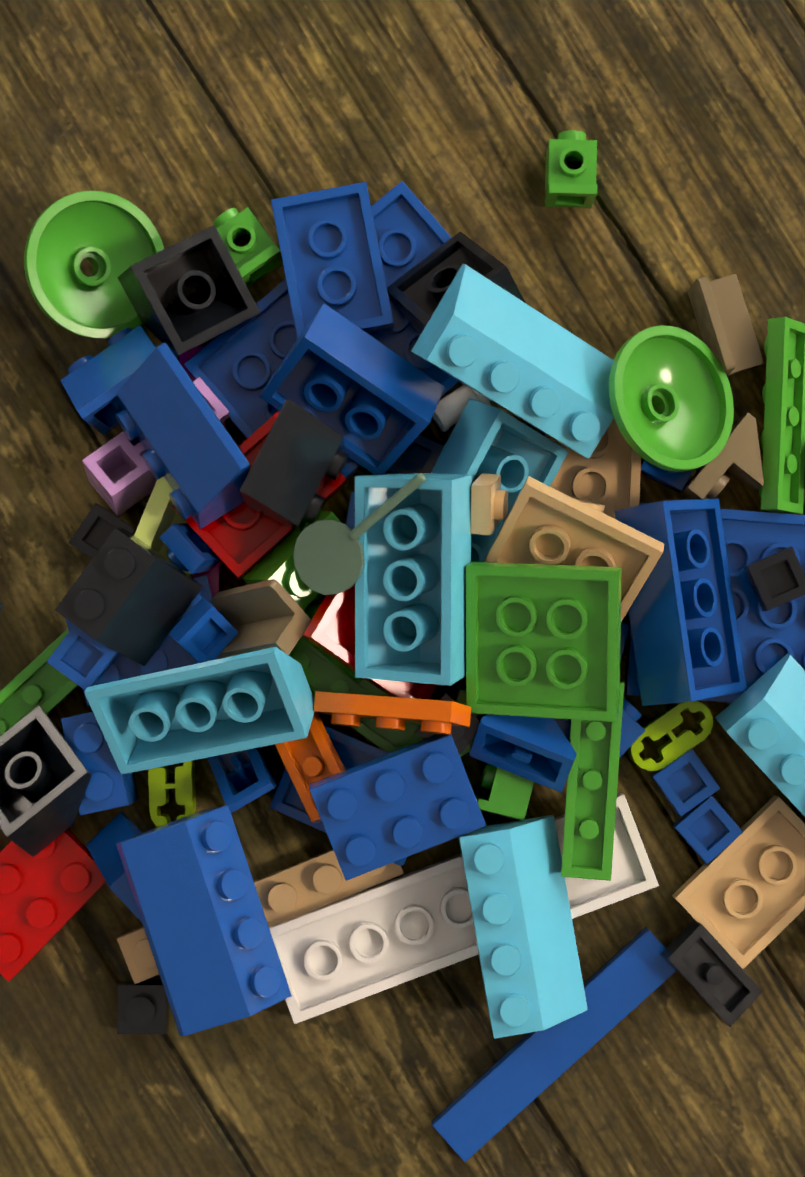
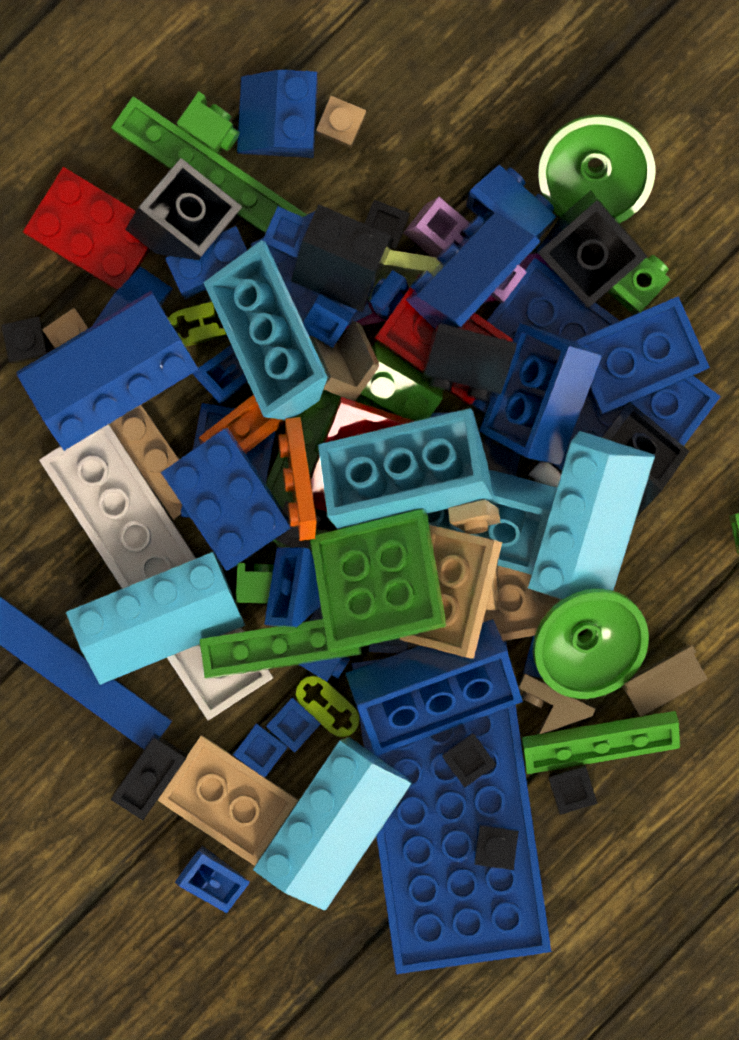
camera: 75 degrees right, 0 degrees up
(330, 553) = (409, 403): sand green piece -> none

